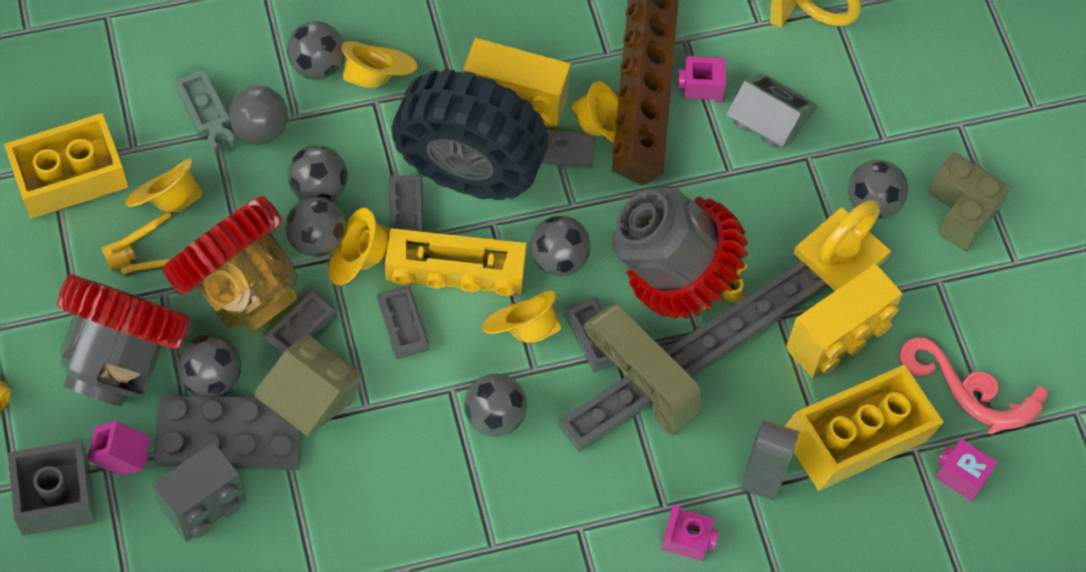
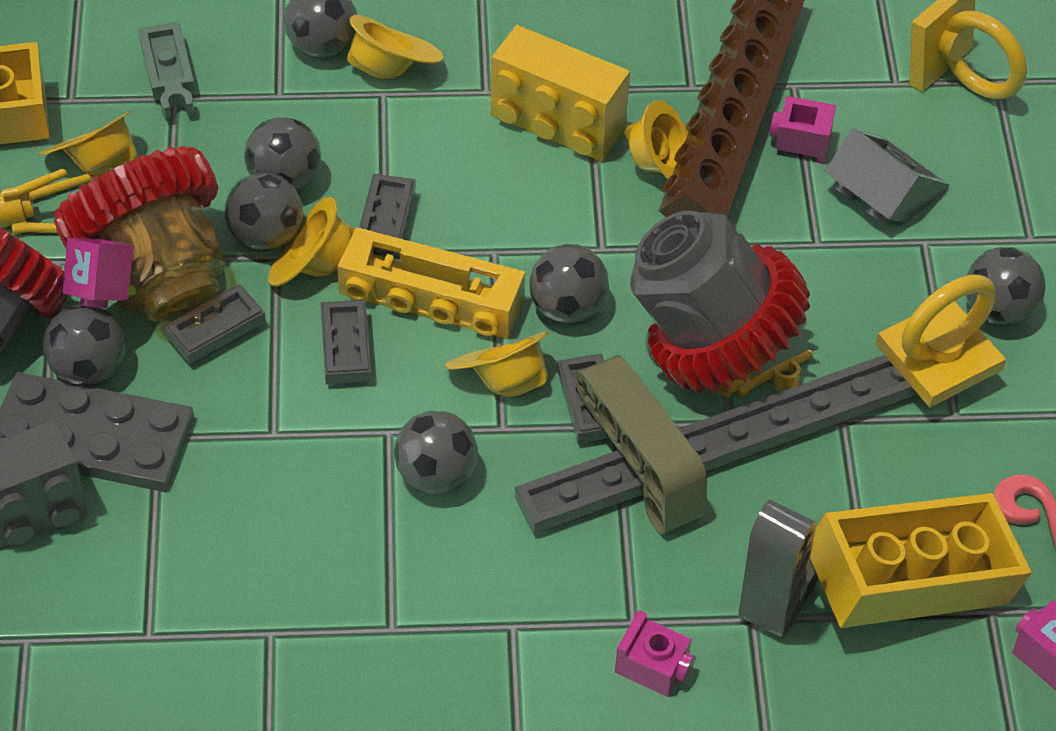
camera: 15 degrees right, 10 degrees down
(210, 310) = (97, 270): none -> dark pink brick
(258, 114) = (228, 78): dark grey piece -> none
(308, 385) = (202, 388): olive slope -> none
(470, 134) = (480, 128): black wheel -> none
(569, 149) = (601, 180): dark grey plate -> none
(844, 321) = (922, 430): yellow brick -> none

